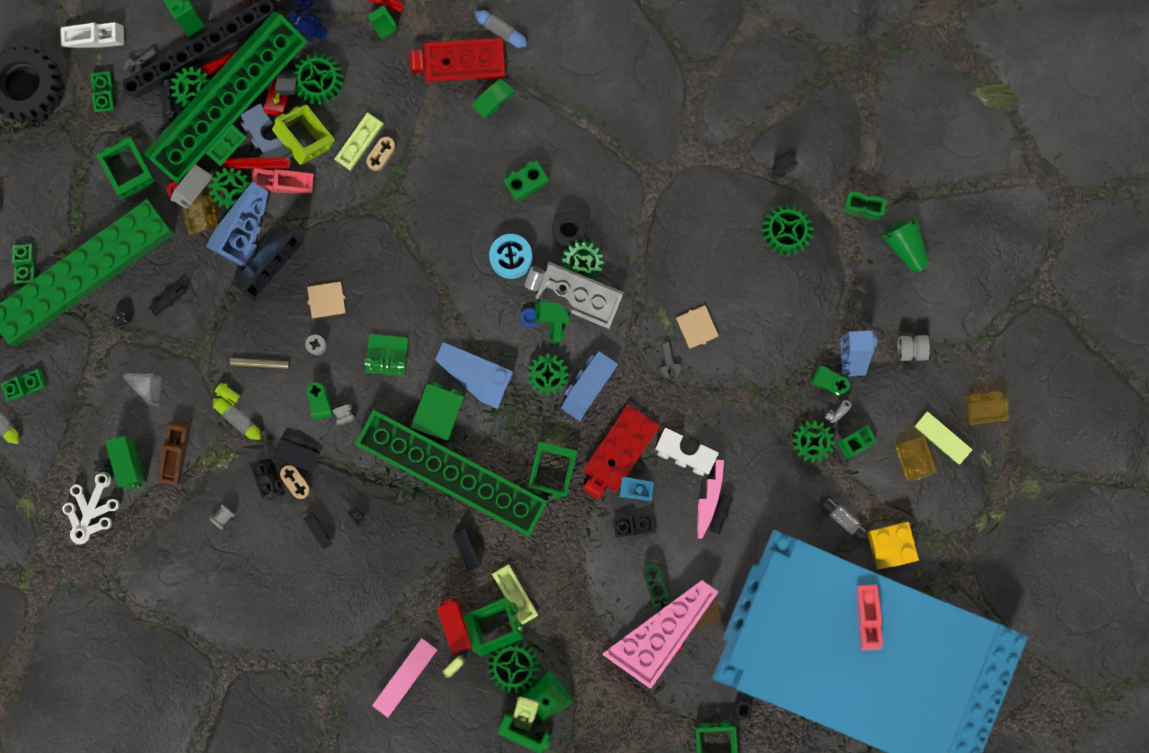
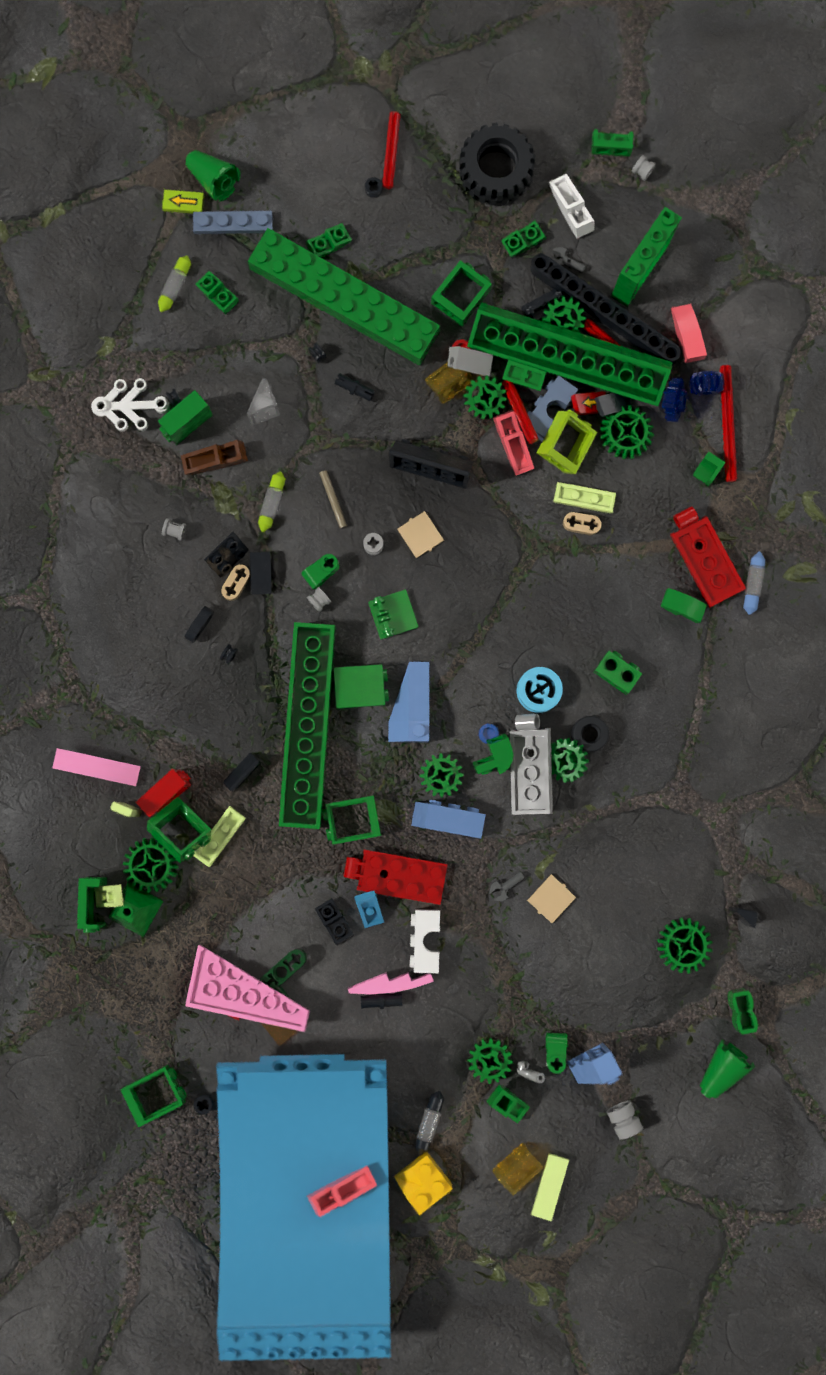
camera: 65 degrees right, 0 degrees up
(226, 393) = (291, 482): lime pin -> none
(238, 230) = (450, 423): medium blue wedge -> none
(987, 408) = (598, 1218): clear yellow bracket -> none

